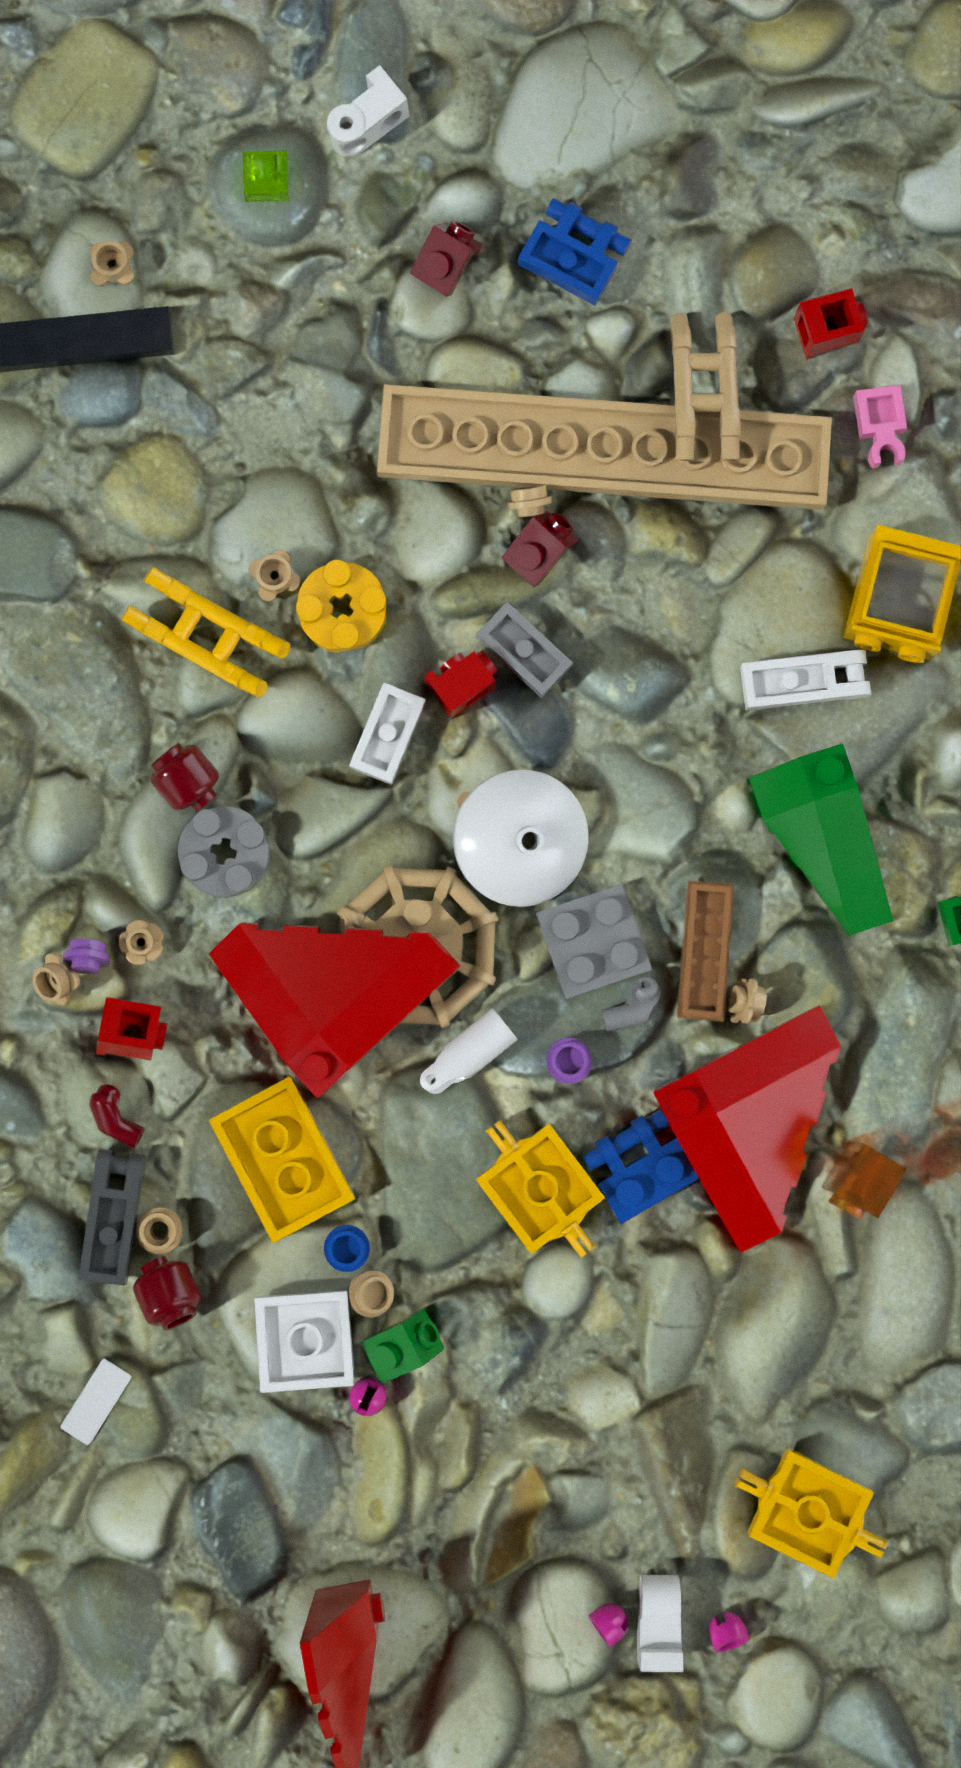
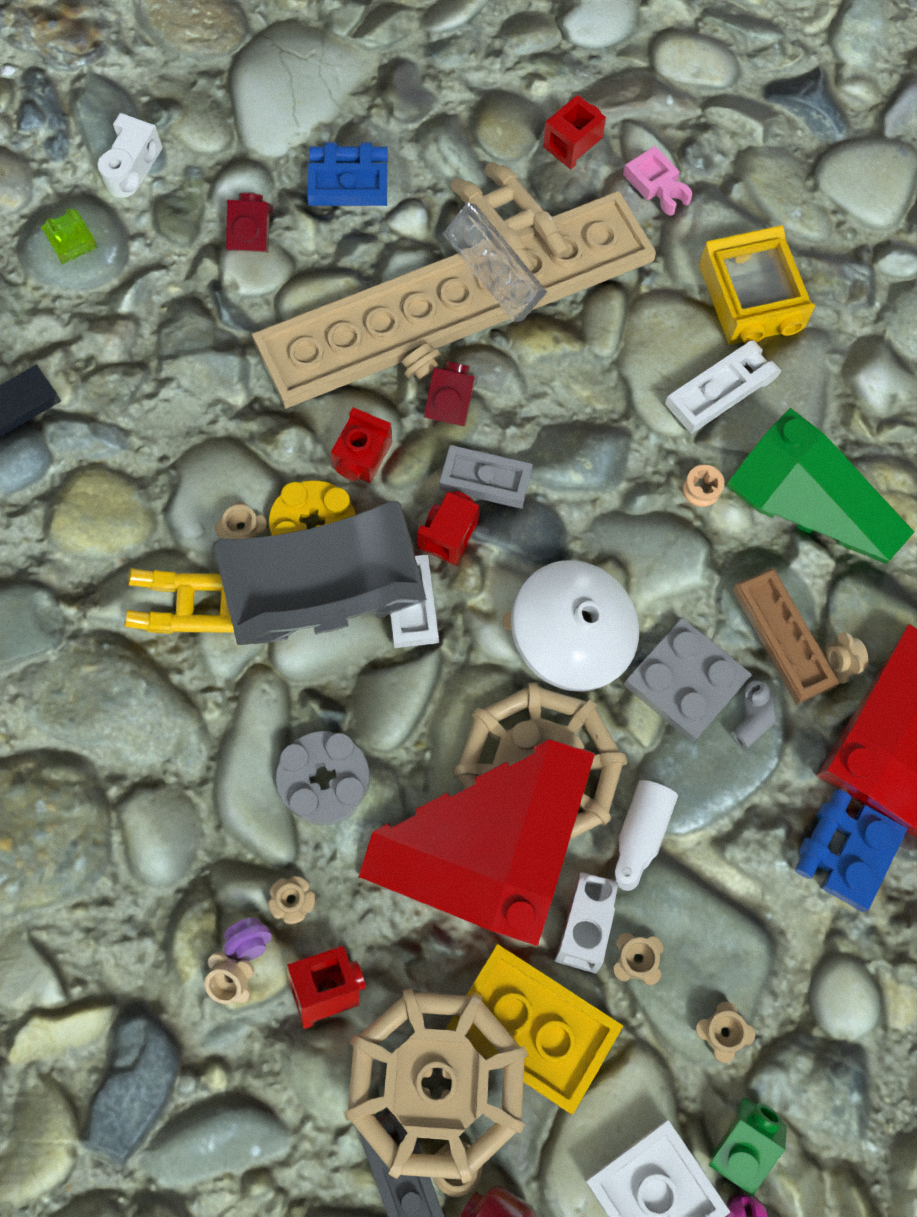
camera: 30 degrees left, 15 degrees down
(108, 1118) = (337, 1075): dark red arm -> none
(148, 1164) = (413, 1105): none -> tan plate
(184, 777) = (253, 730): dark red head -> none
(312, 668) = (319, 576): none -> dark grey panel
(346, 1248) = (641, 1080): blue plate -> none
(371, 1293) = (690, 1110): tan plate -> none
(377, 1099) = (588, 923): none -> white leg
(415, 1150) = (649, 950): none -> tan plate
(431, 1262) = (740, 1032): none -> tan plate
(442, 560) = (364, 461): none -> red brick
(540, 1188) = (779, 919): yellow plate -> none
(569, 1060) = (731, 791): medium lavender plate -> none
(653, 436) = (494, 262): none -> clear plate
(710, 772) = (695, 494): none -> light nougat bush

